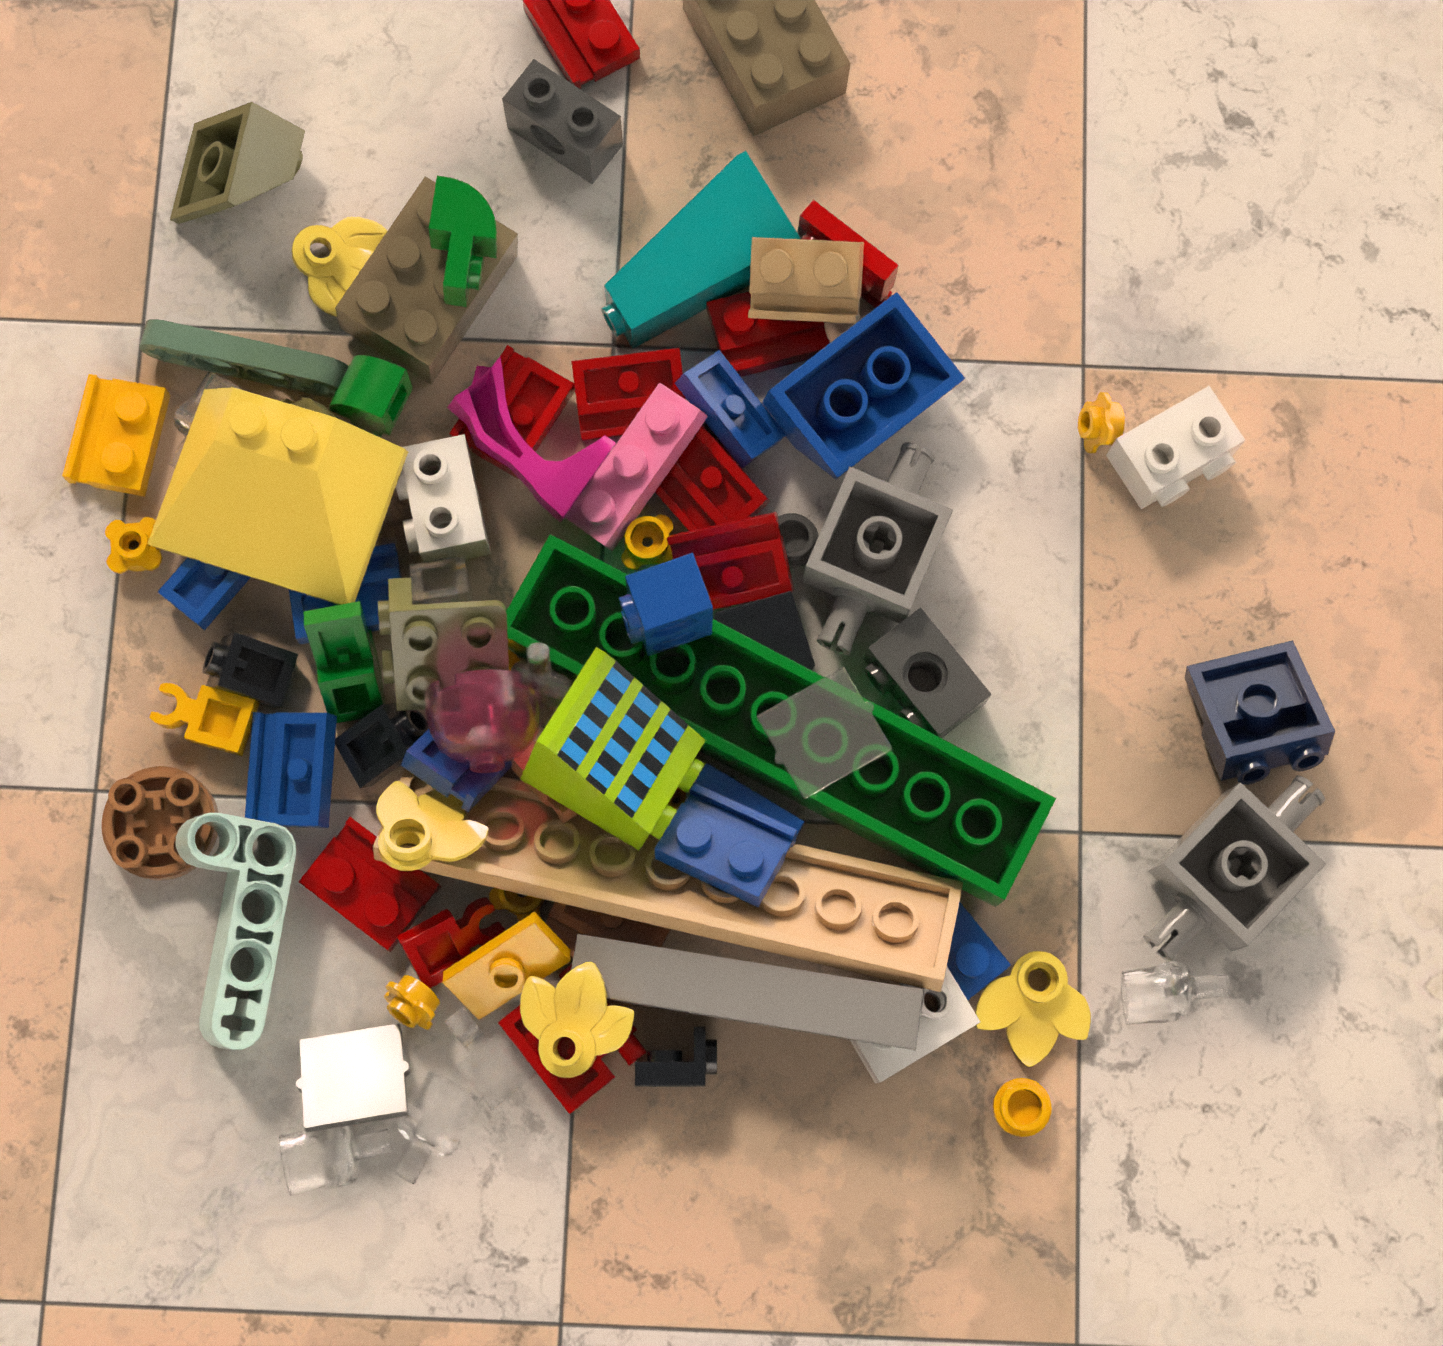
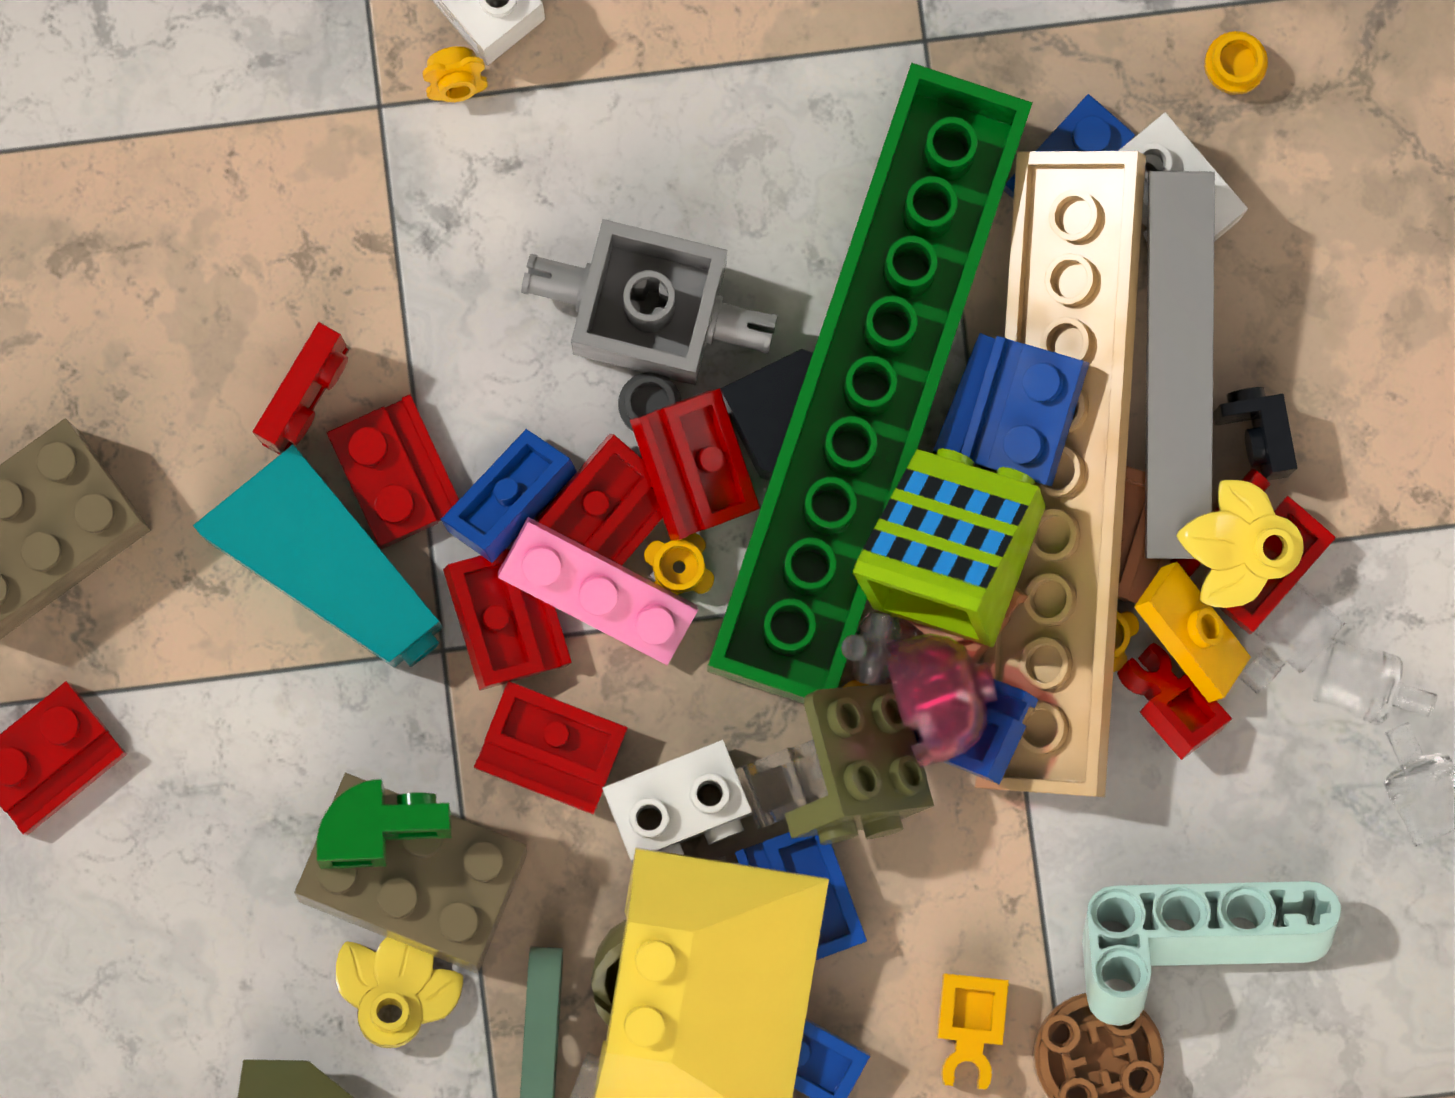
camera: 100 degrees left, 5 degrees up
(250, 668) = (909, 990): black bracket -> none
(291, 769) = (1015, 918): blue plate -> none
(345, 660) = (888, 876): green brick -> none
(353, 1078) = (1339, 779): piece -> none
(367, 890) = (1138, 804): red plate -> none
(372, 394) = (573, 905): green brick -> none
(379, 742) = (968, 820): black bracket -> none
(411, 1002) = (1247, 731): yellow plate -> none
(427, 821) = (1057, 741): light yellow plate -> none
(552, 483) = (563, 773): dark pink animal -> none
(563, 121) = (180, 752): dark grey brick -> none
(667, 605) = (787, 506): blue brick -> none
(806, 280) = (350, 426): tan plate -> none
(824, 733) = (884, 321): clear piece -> none
(862, 388) = (465, 345): blue slope -> none
(916, 645) = (797, 193): dark grey brick -> none
(1032, 1016) = (1136, 64): light yellow plate -> none

